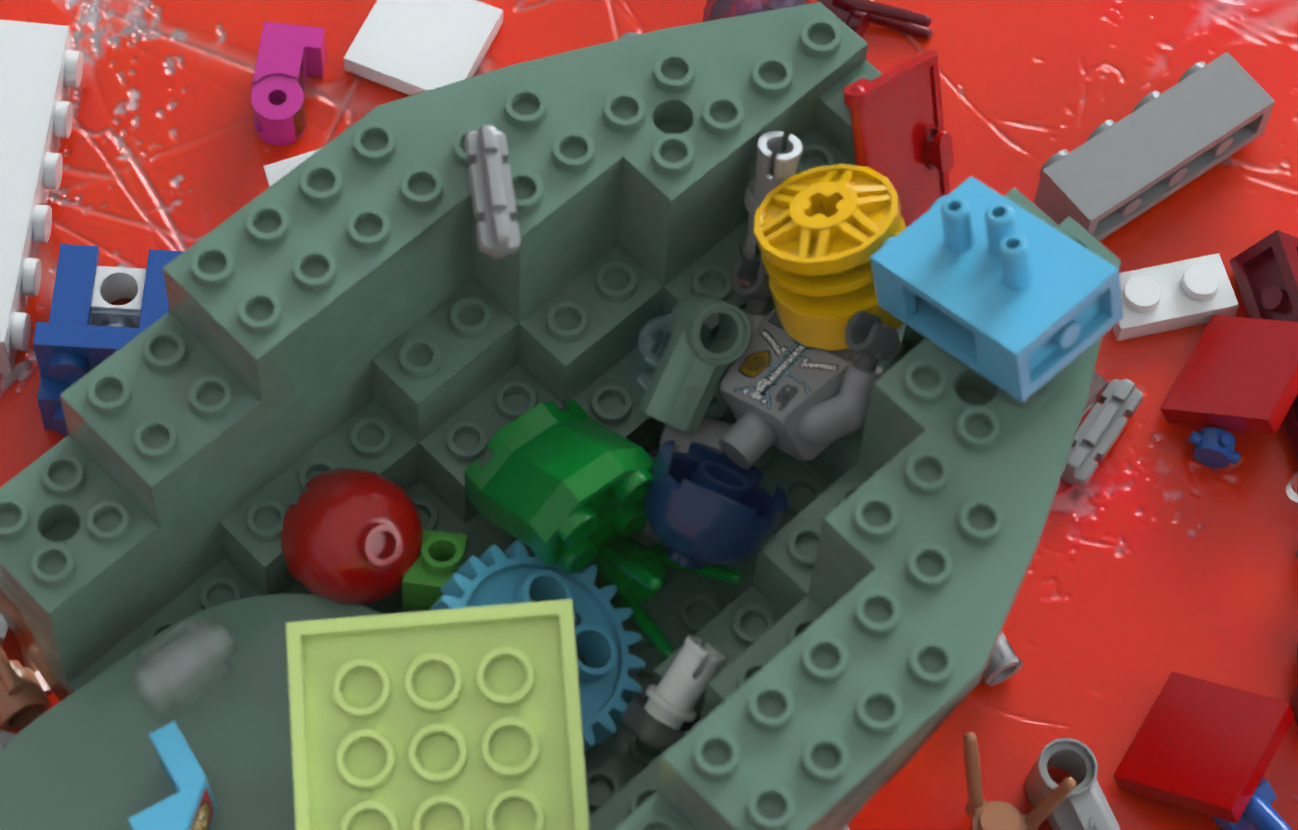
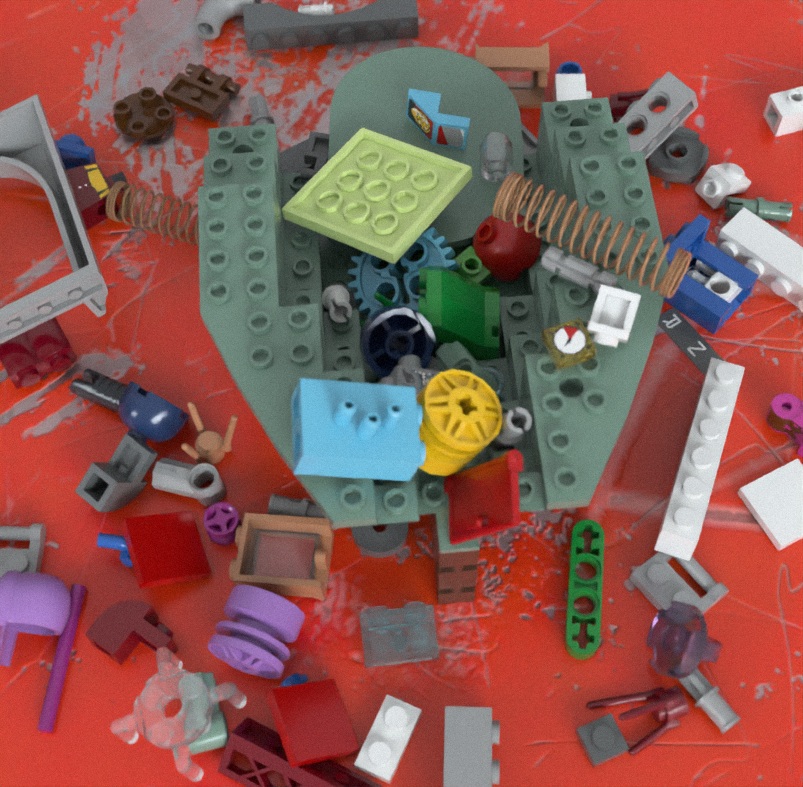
camera: 135 degrees right, 0 degrees up
(437, 321) = (509, 199): none -> medium nougat piece
(546, 97) = (613, 316): none -> white bracket
(623, 136) = (569, 343): none -> tile
(958, 65) = (602, 740): none -> dark grey plate
(1084, 593) = (284, 554): none -> window
(1101, 430) = (345, 640): light grey axle -> none
(1101, 696) = (219, 515): none -> magenta wheel
(1208, 514) = (256, 631): none -> medium lavender wheel

